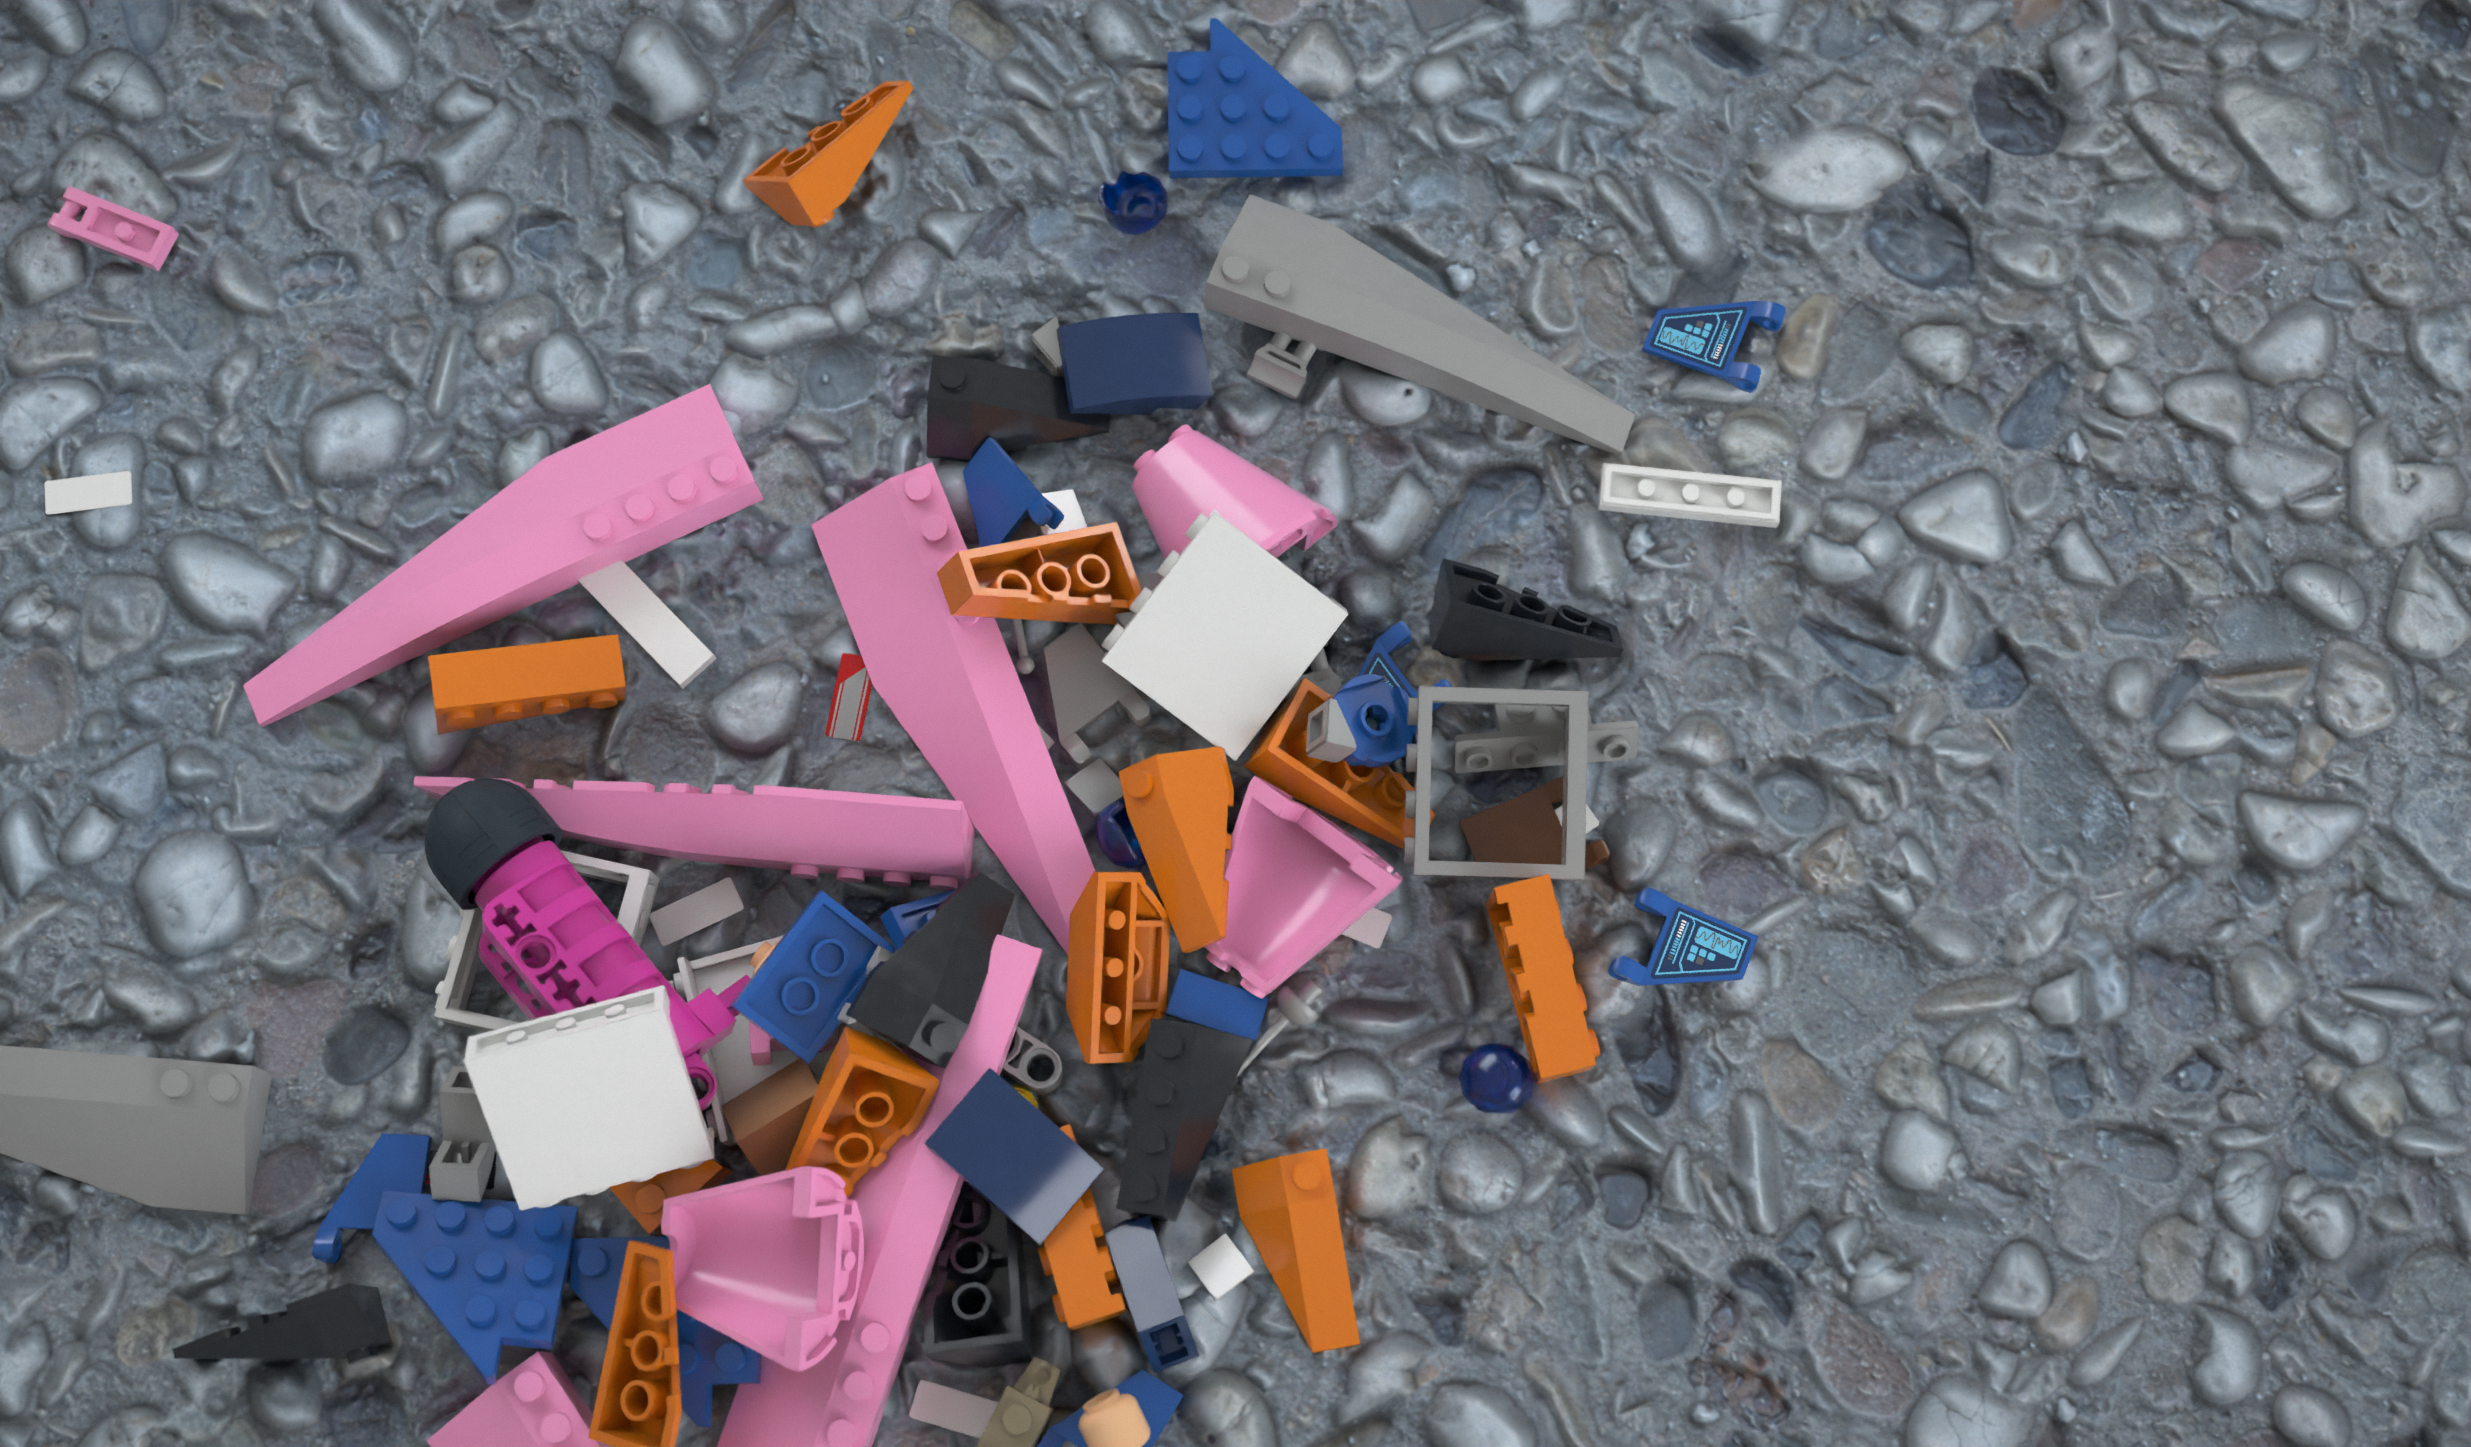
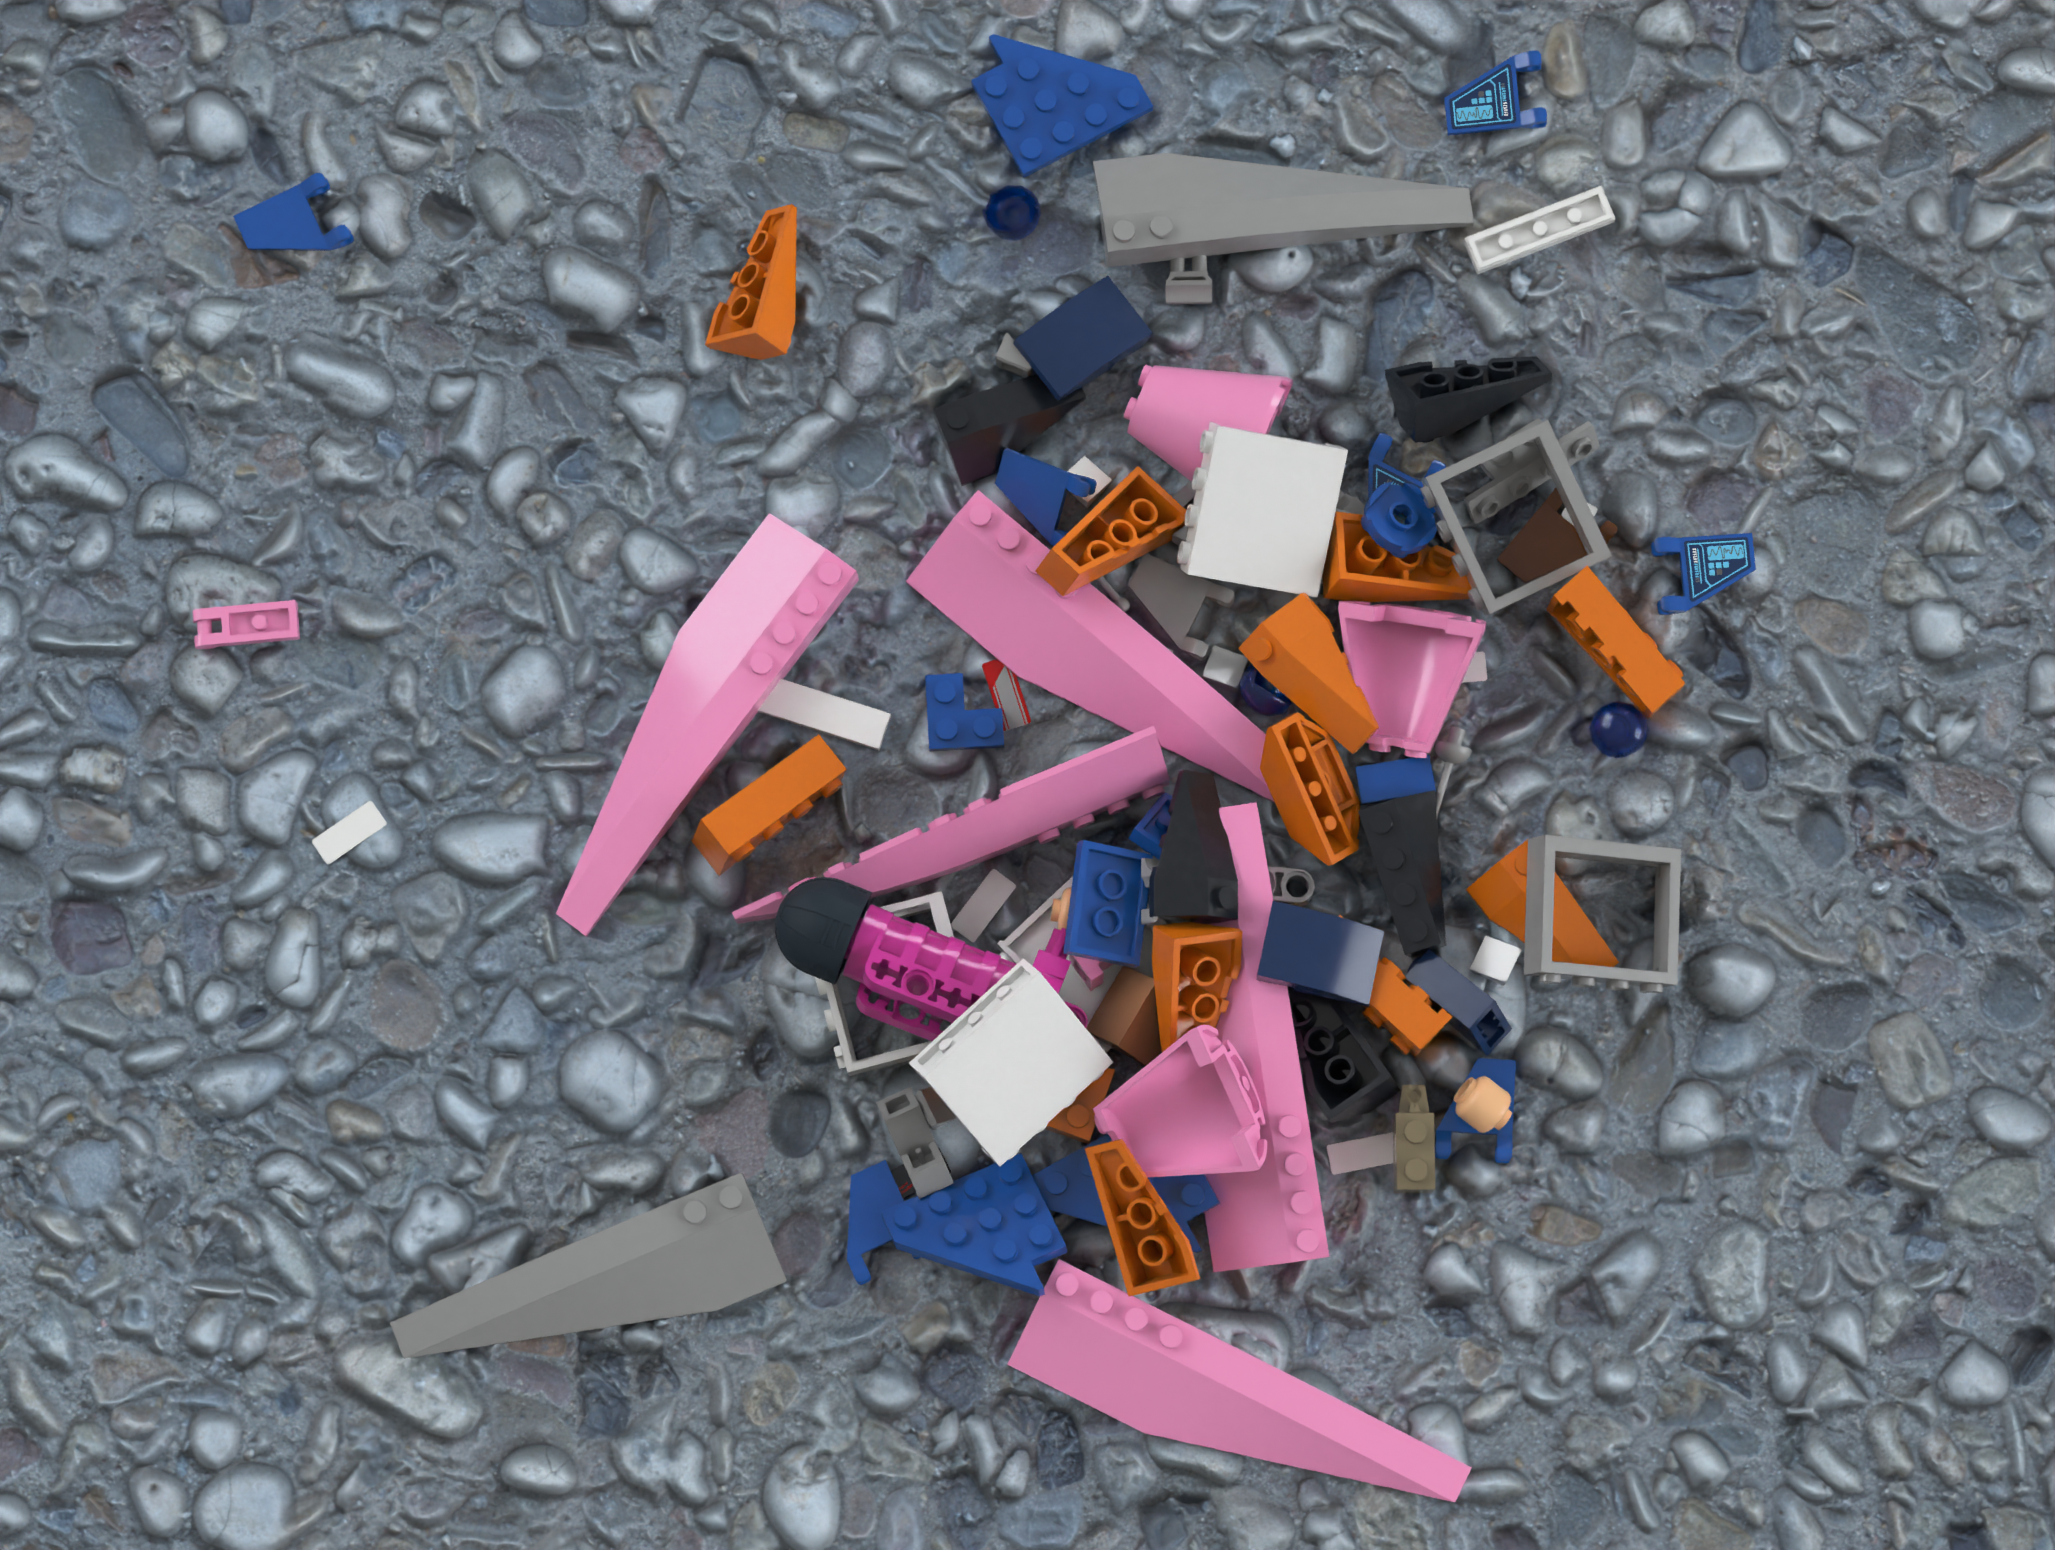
camera: 25 degrees left, 5 degrees up
(326, 1325) = (894, 1325): black wedge -> none
(773, 699) = (953, 726): none -> blue plate
(1293, 1235) = (1540, 909): none -> light grey window
(1329, 733) = (1377, 543): light grey slope -> none

